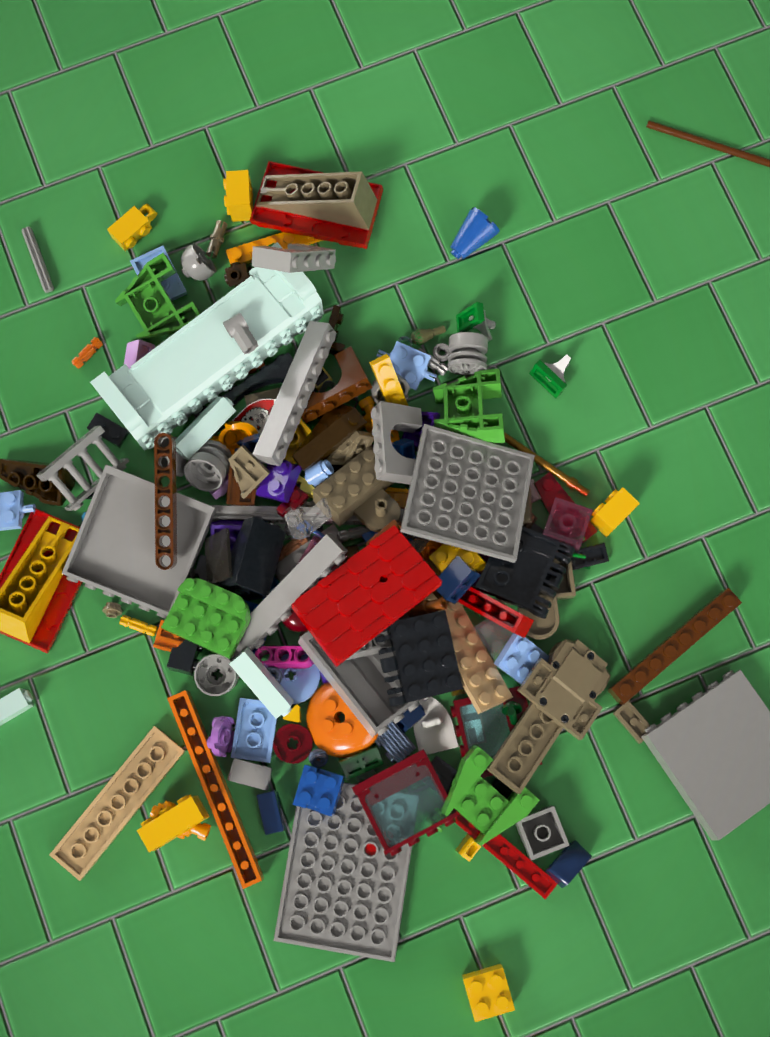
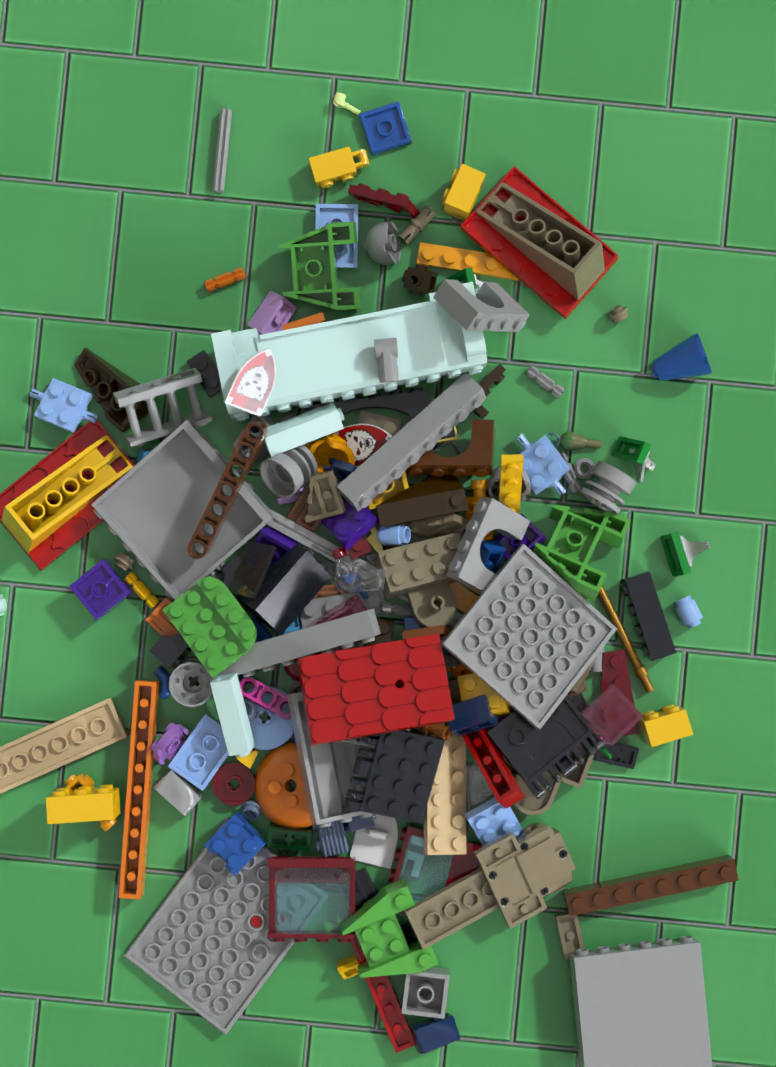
camera: 20 degrees right, 10 degrees up
(103, 640) = (101, 589): none -> dark purple piece
(111, 181) = (339, 101): none -> yellowish green hand
(143, 403) = (253, 383): none -> shield
(156, 183) = (385, 128): none -> blue tile
(174, 233) = (381, 196): none -> dark red wing
(197, 694) = (164, 676): none -> blue arm
(271, 812) = (180, 837): dark blue panel -> none
(375, 303) = (545, 381): none -> light grey axle
(405, 226) = (618, 314): none -> dark tan plate
(512, 709) = (458, 864): dark green plate -> none
(553, 436) = (648, 615): none -> black brick
(582, 417) = (688, 612): none -> light blue brick

